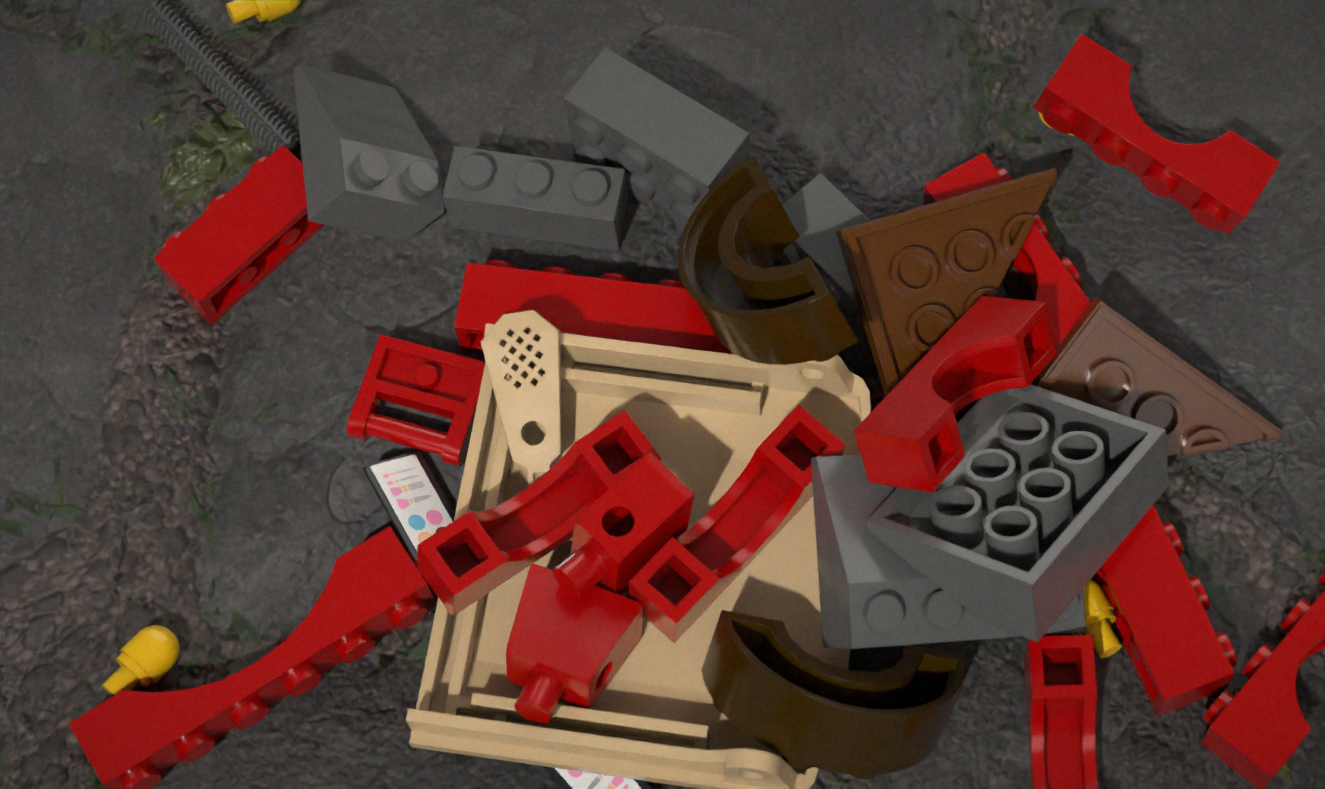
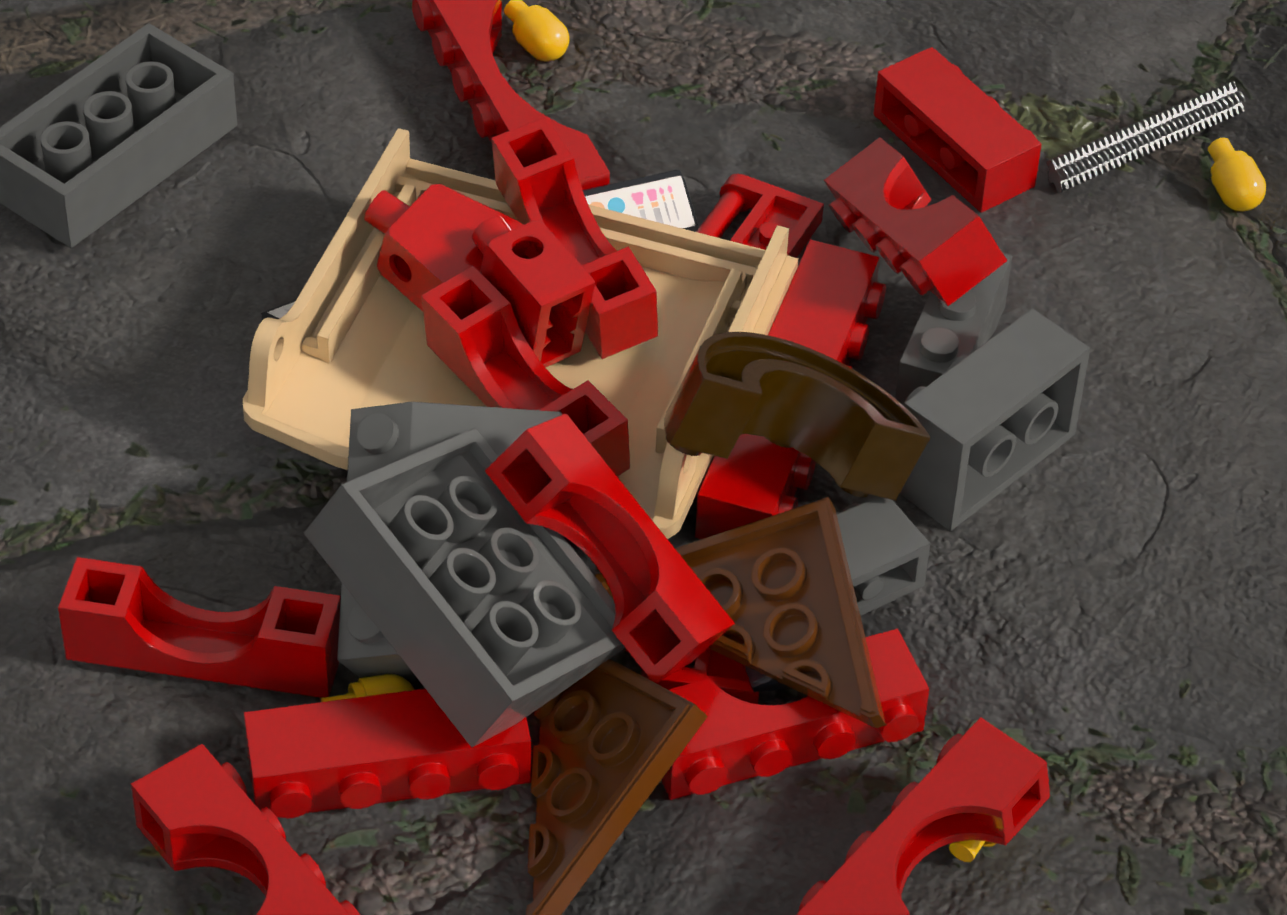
camera: 90 degrees right, 20 degrees down
(364, 157) = (1038, 193): dark grey slope -> none
(488, 186) = (933, 245): none -> red arch
(529, 401) = (722, 254): tan piece -> none
(826, 713) = (290, 423): dark brown brick -> none

